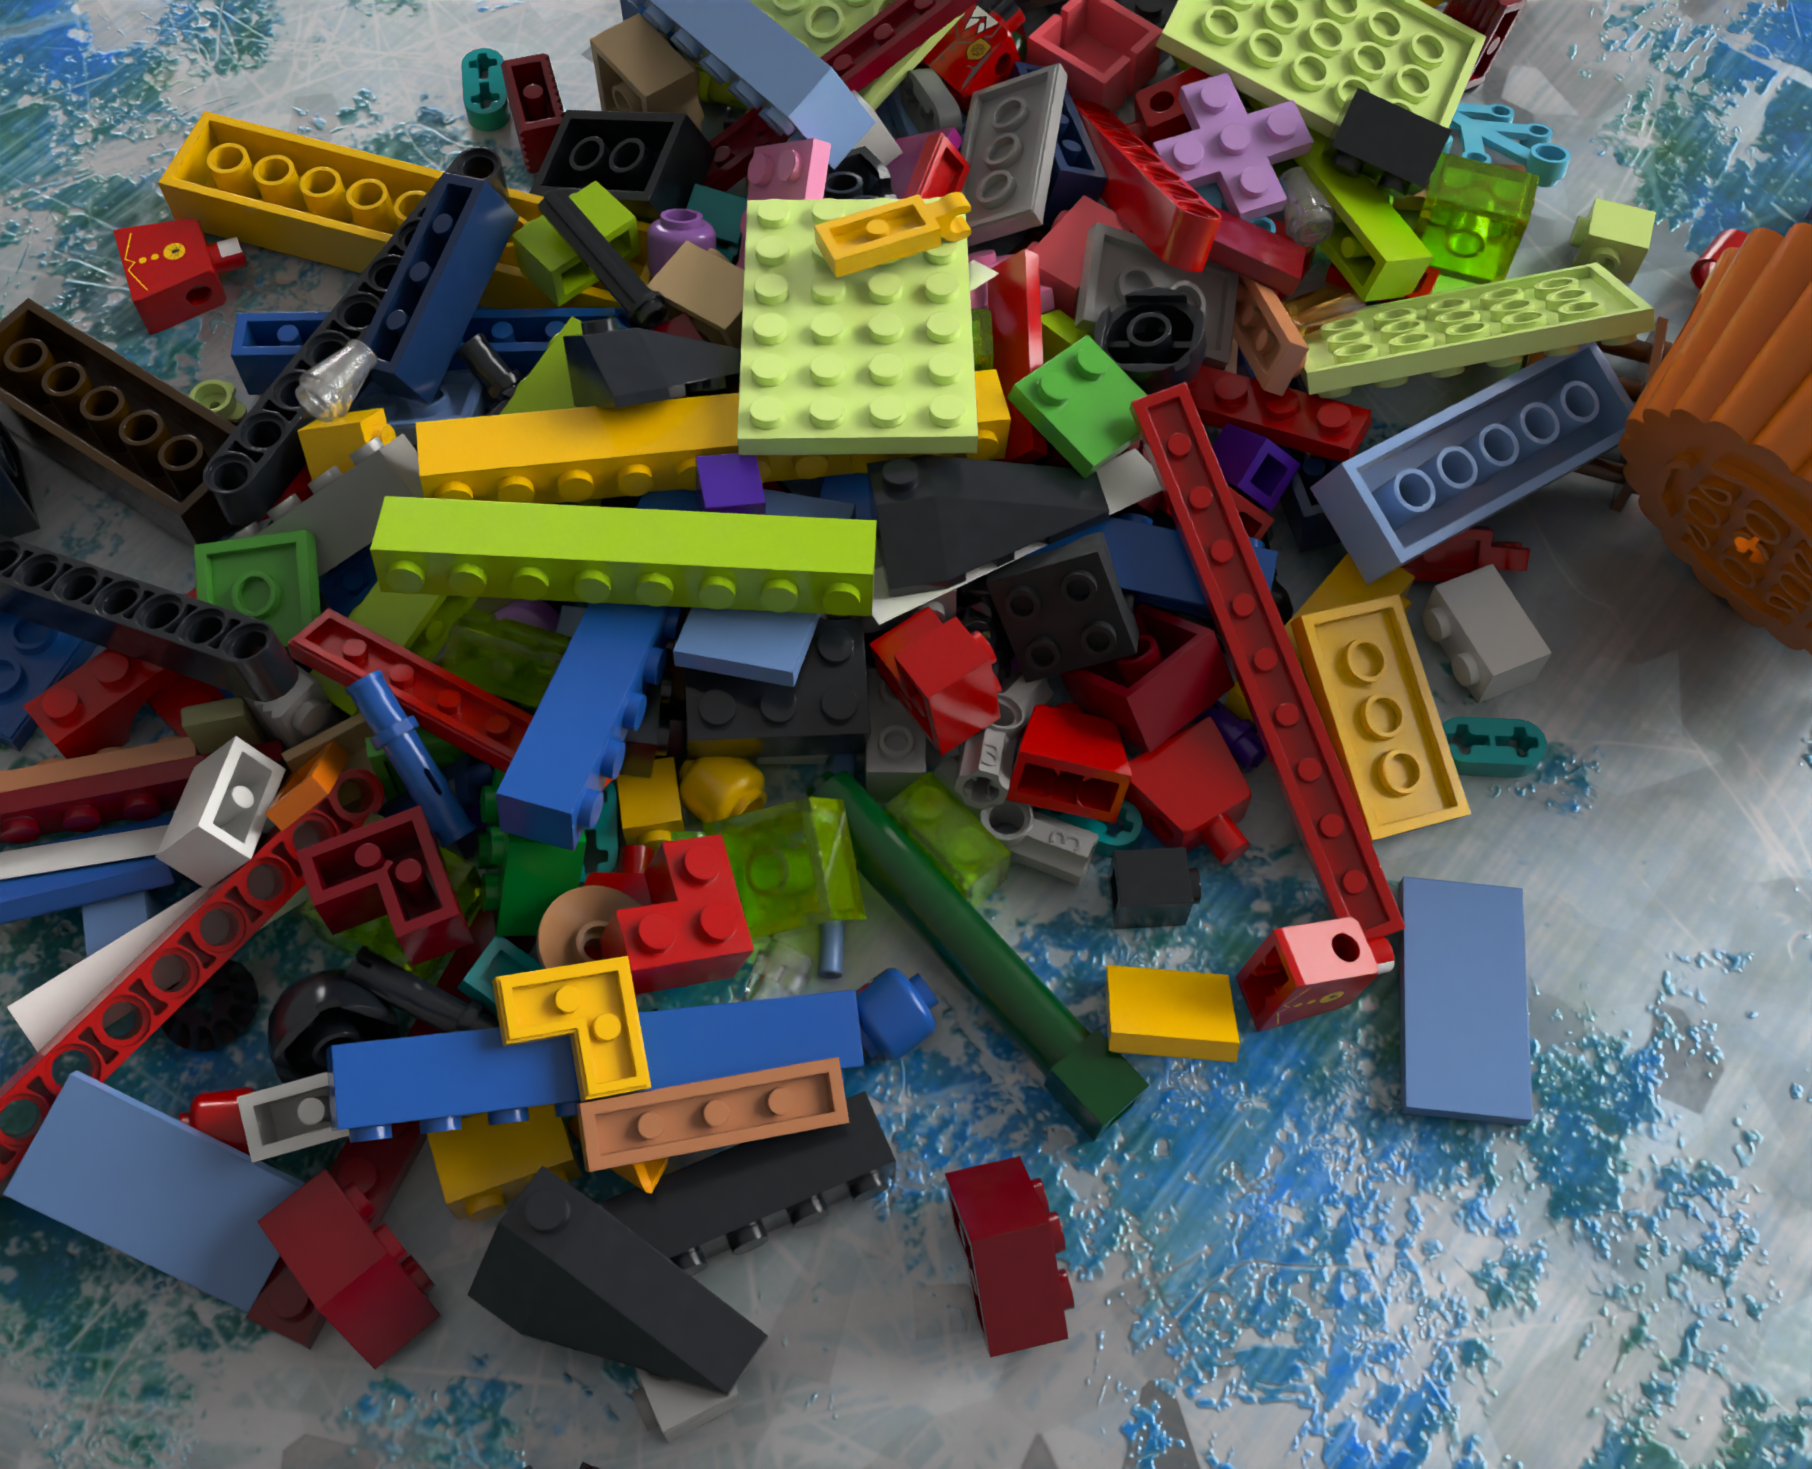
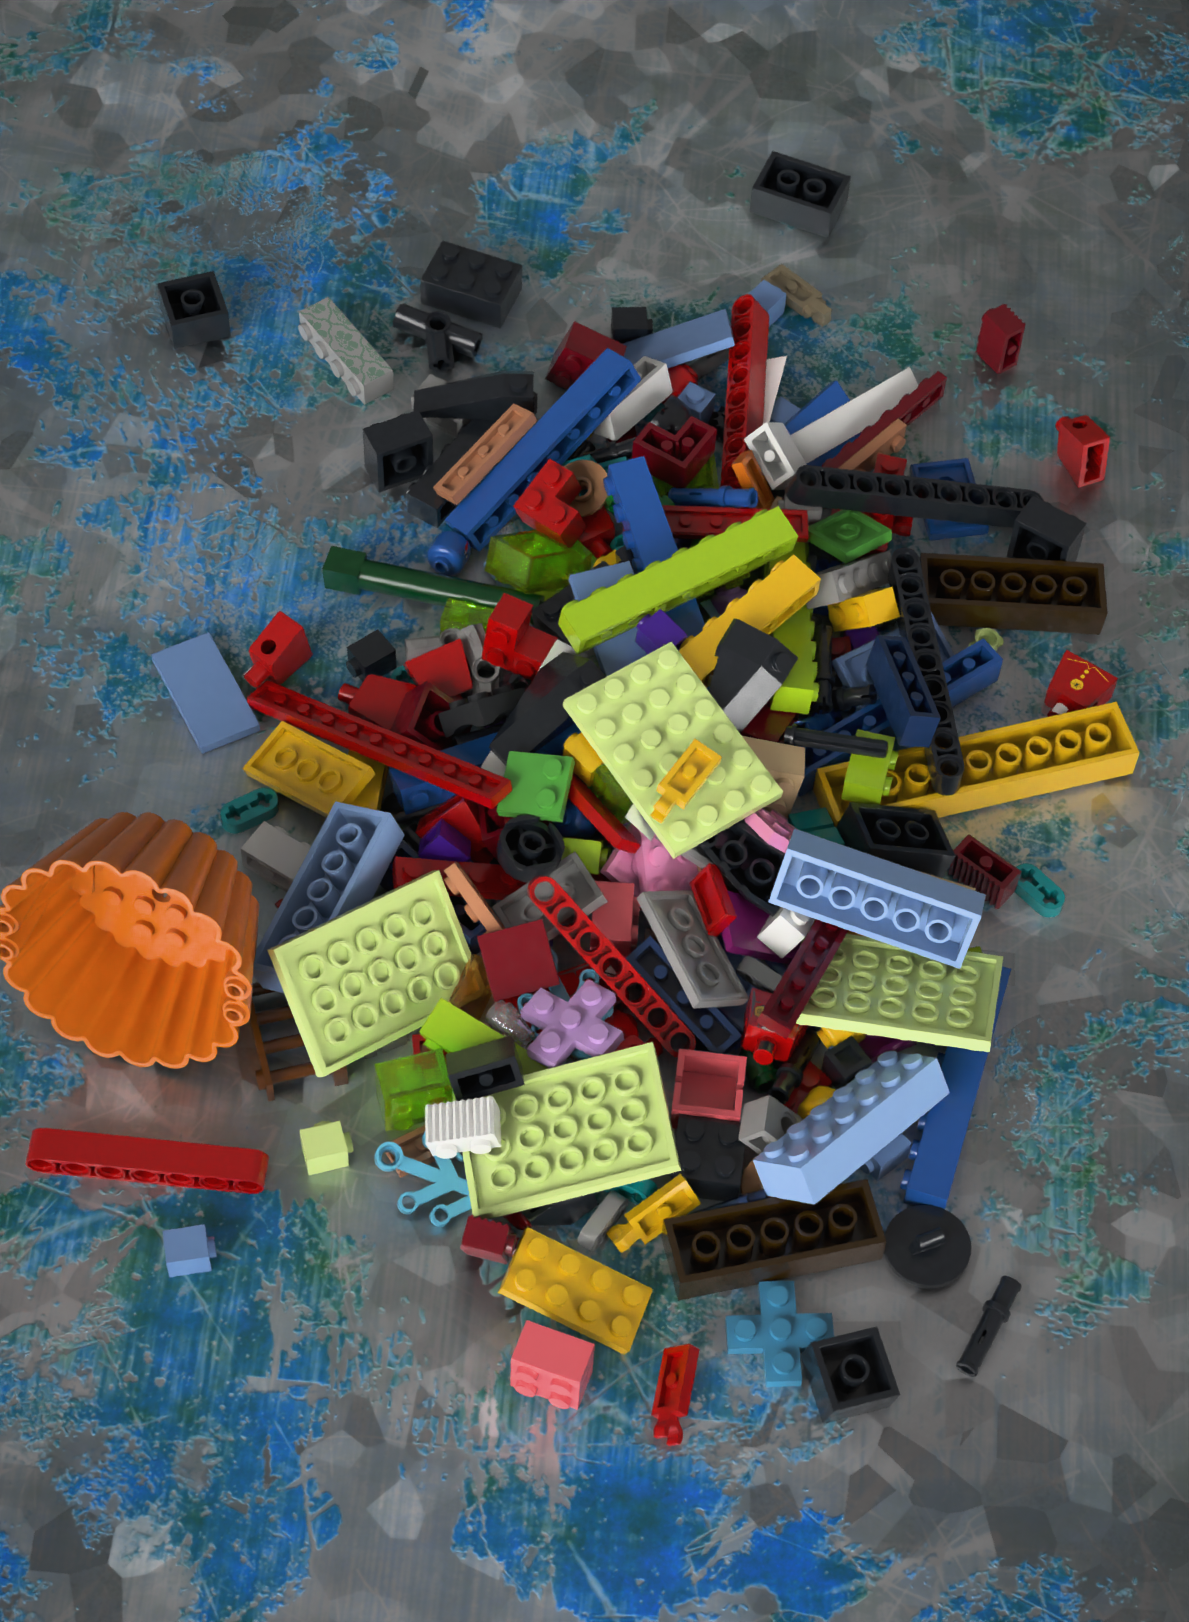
camera: 145 degrees right, 5 degrees down
(188, 1331) = (630, 323): none -> black brick
(238, 1050) = (699, 401): none -> medium blue brick
(334, 383) = (894, 608): clear cone -> none
(593, 1007) = (557, 439): yellow tile -> none
(672, 231) = (816, 798): medium lavender head -> none
(848, 1271) = (397, 450): none -> black brick
(1011, 1255) = (346, 488): dark red brick -> none
(1170, 1014) = (330, 606): yellow tile -> none
(1455, 98) = (462, 1127): none -> white brick

